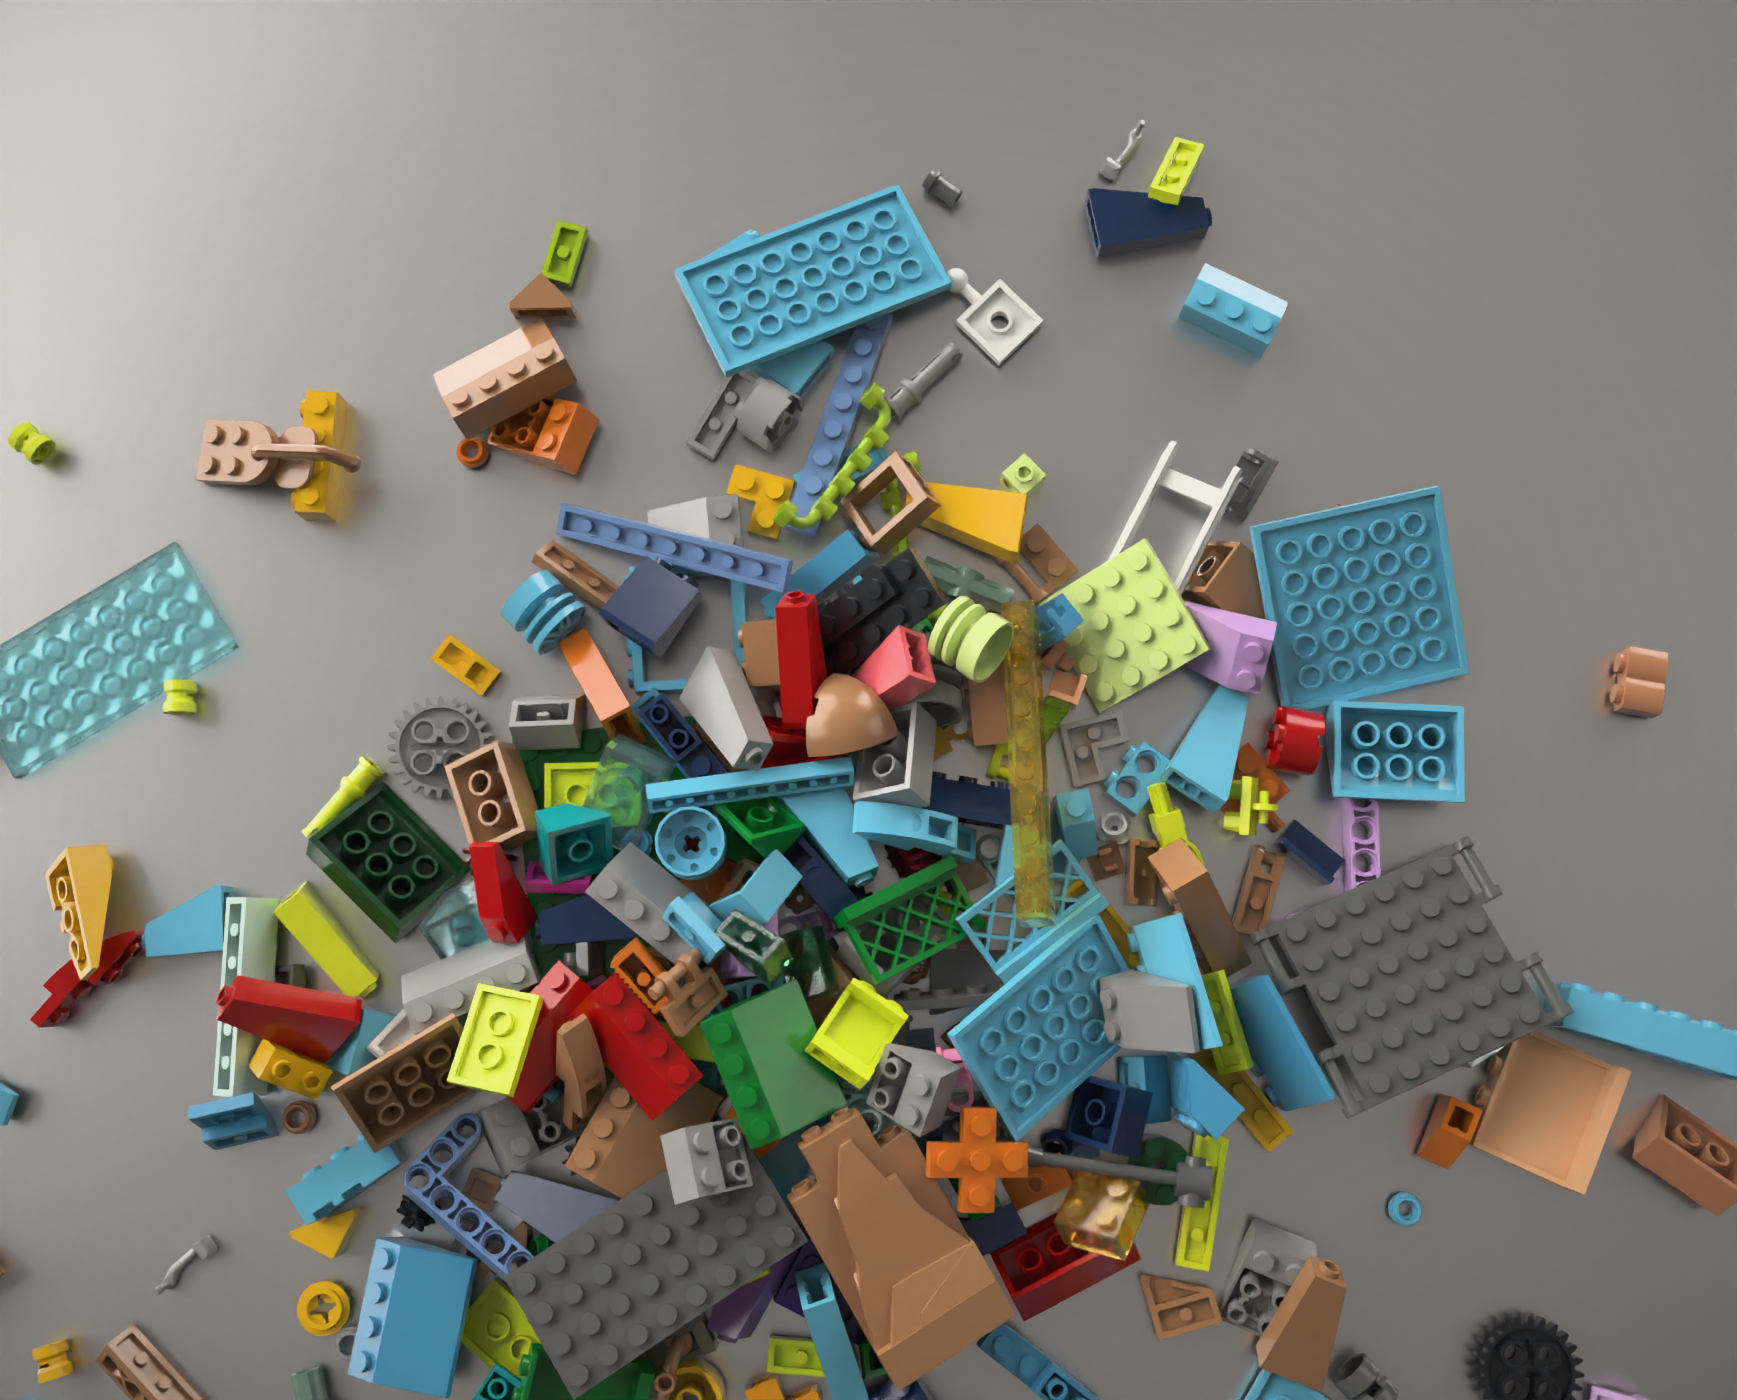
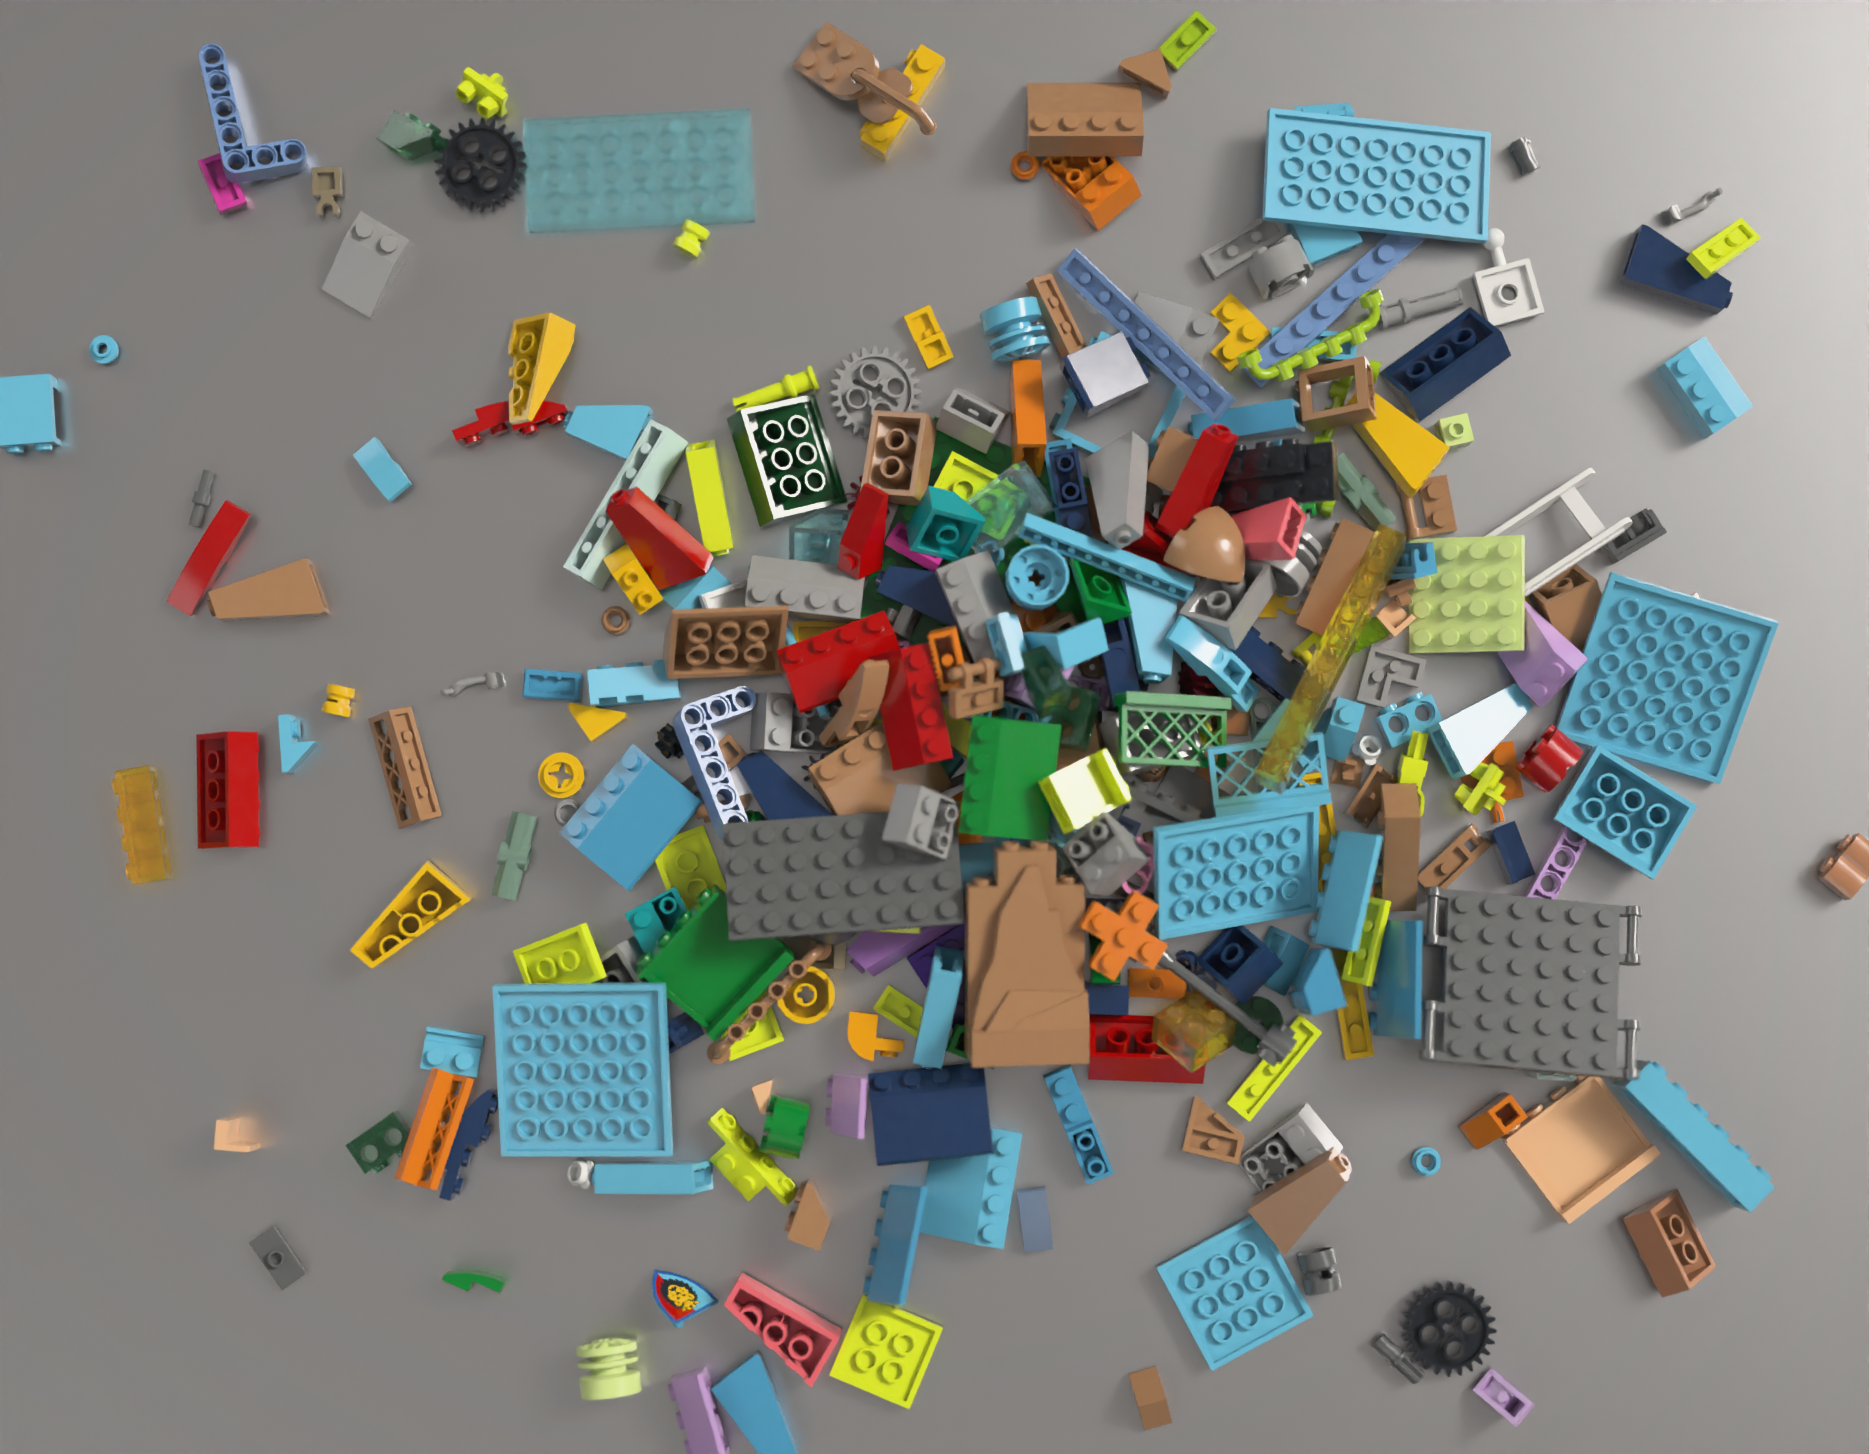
camera: 25 degrees right, 5 degrees up
(233, 1121) = (567, 595): dark azure slope -> none
(265, 1221) = (552, 685): none -> dark azure plate
(495, 1040) = (809, 643): neon yellow plate -> none
(970, 639) = (1340, 539): yellowish green wheel -> none
(978, 419) = (1446, 363): none -> dark blue slope
(1149, 1012) = (1314, 900): light grey slope -> none

